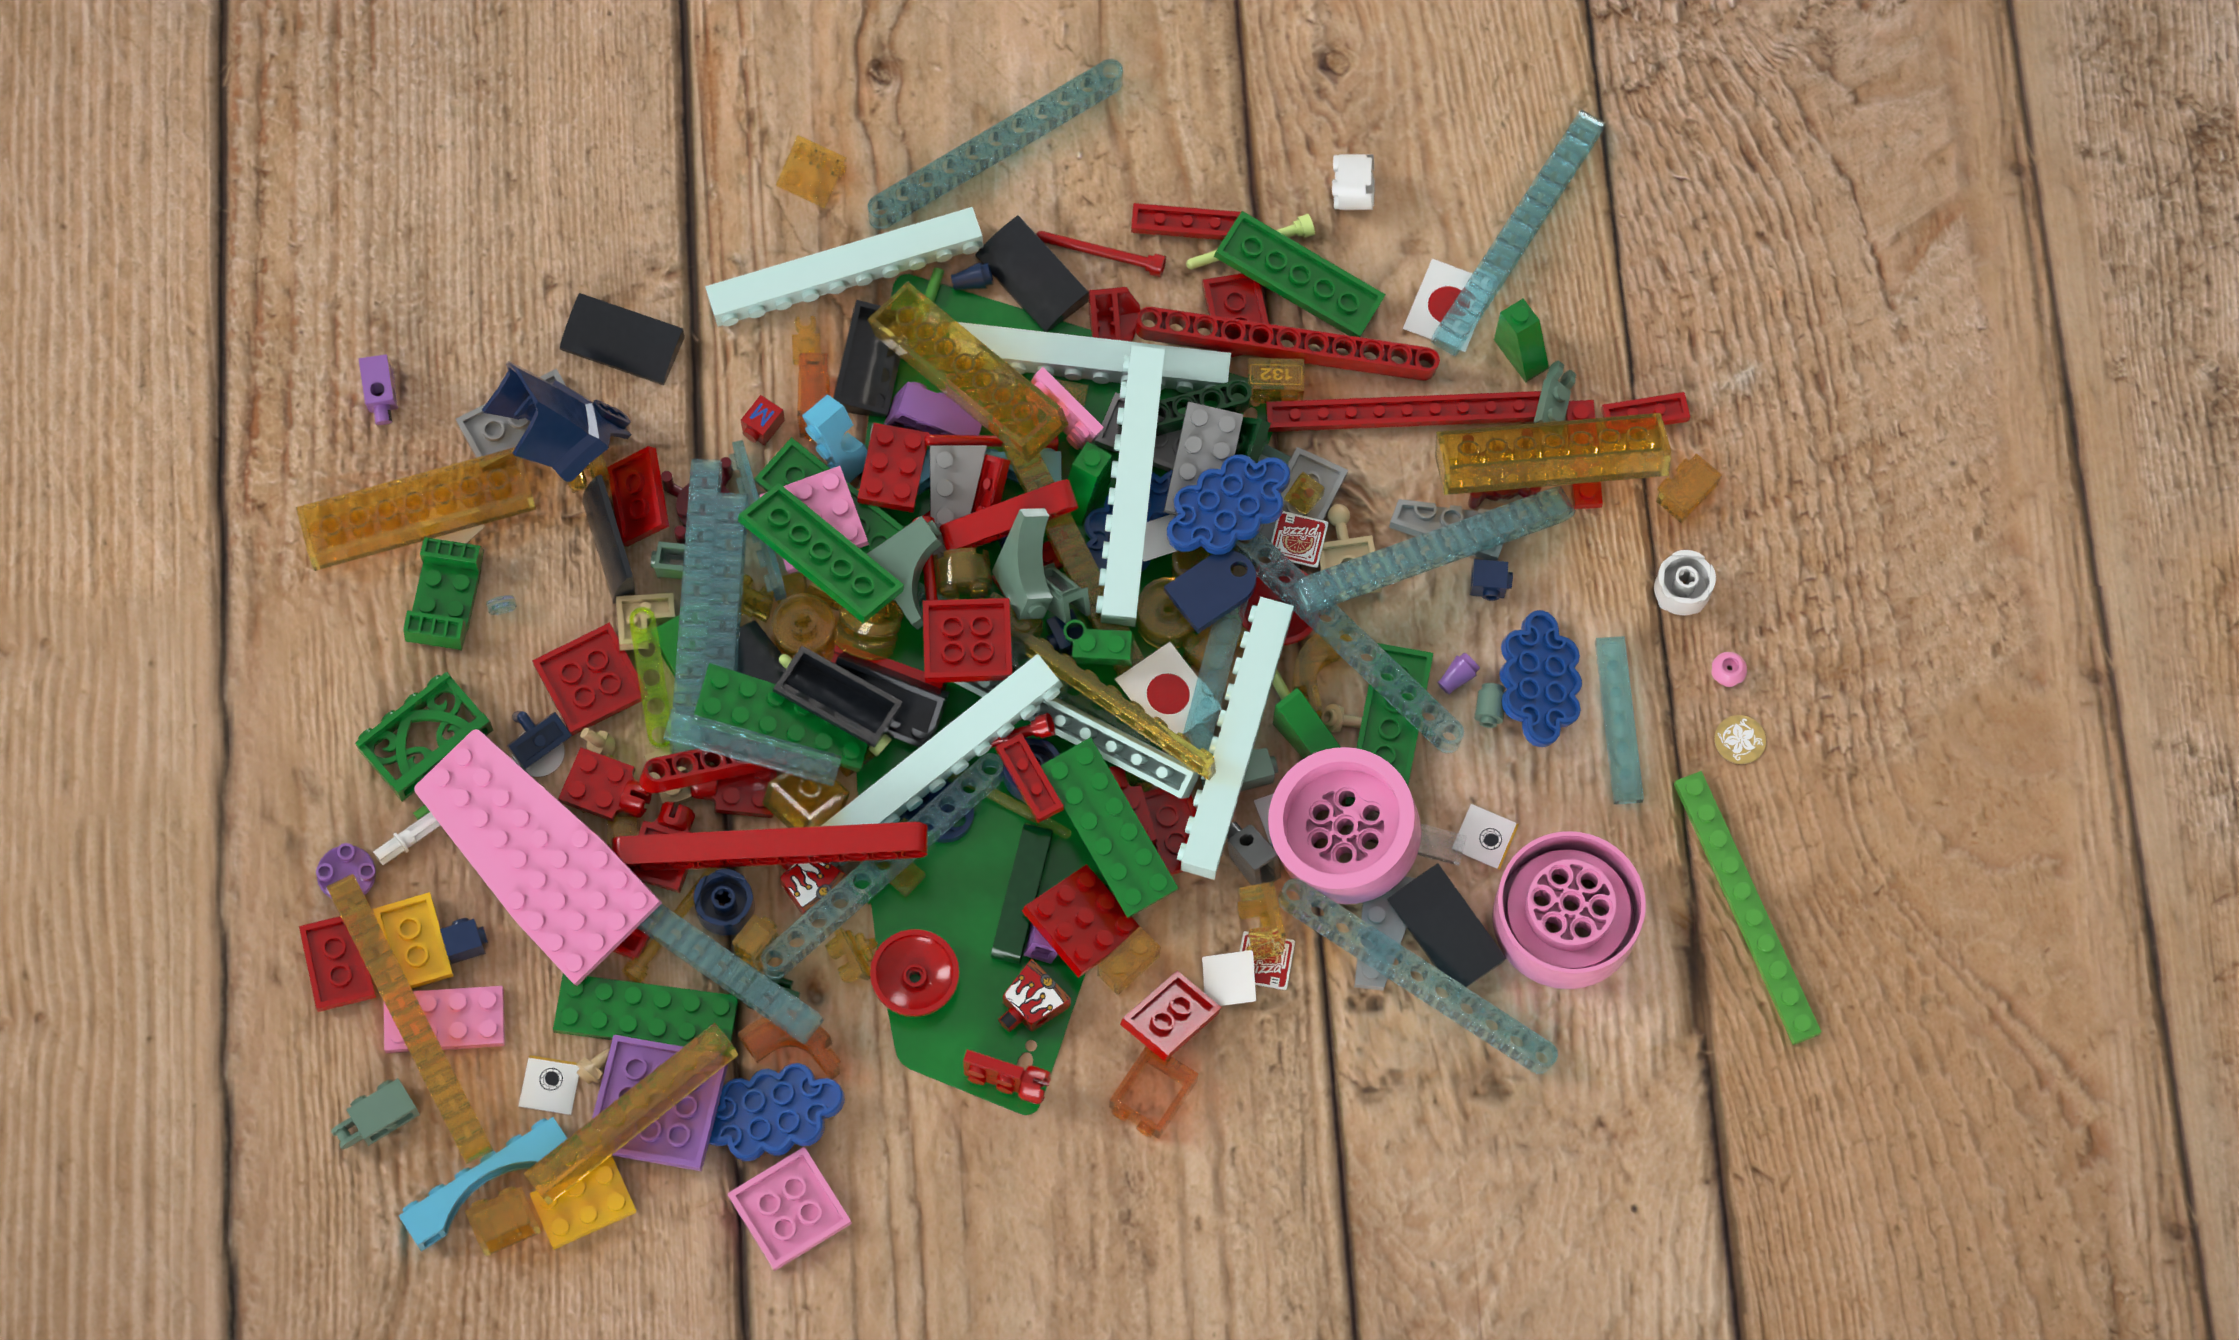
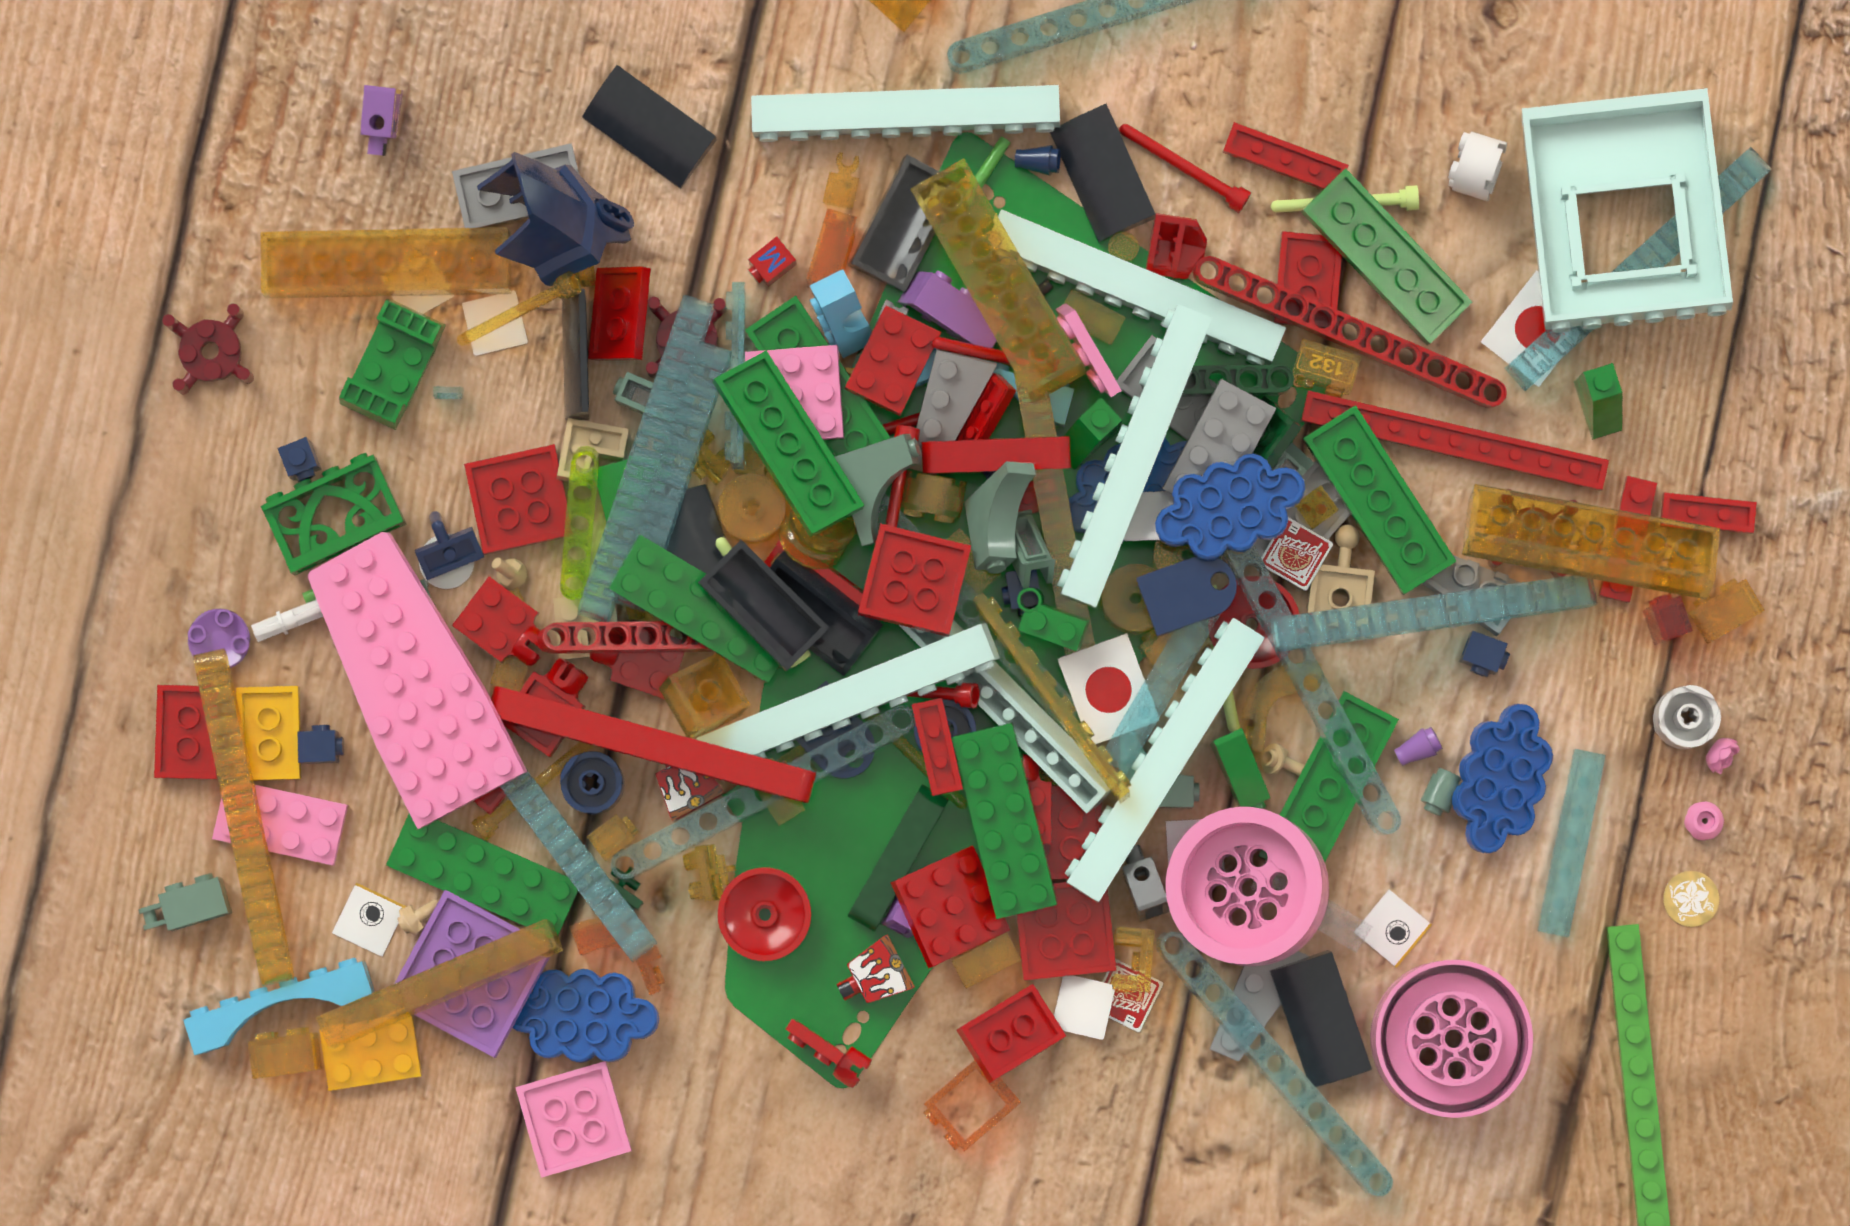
camera: 20 degrees right, 15 degrees up
(268, 613) = (192, 344): none -> dark red plate
(380, 695) = (299, 459): none -> dark blue brick
(527, 539) = (505, 337): none -> white sticker
(583, 475) = (565, 286): none -> clear yellow piece
(752, 747) = (661, 636): clear light blue plate -> none
(1069, 325) = (1123, 246): none -> clear yellow plate
(1195, 920) = (1067, 937): none -> red plate
(1357, 472) = (1379, 500): none -> green plate
(1476, 135) = (1620, 148): none -> light aqua panel
(1555, 394) = (1616, 470): sand green hinge -> none
(1640, 504) = (1667, 618): none -> clear red brick
(1724, 607) = (1721, 754): none -> bright pink plate

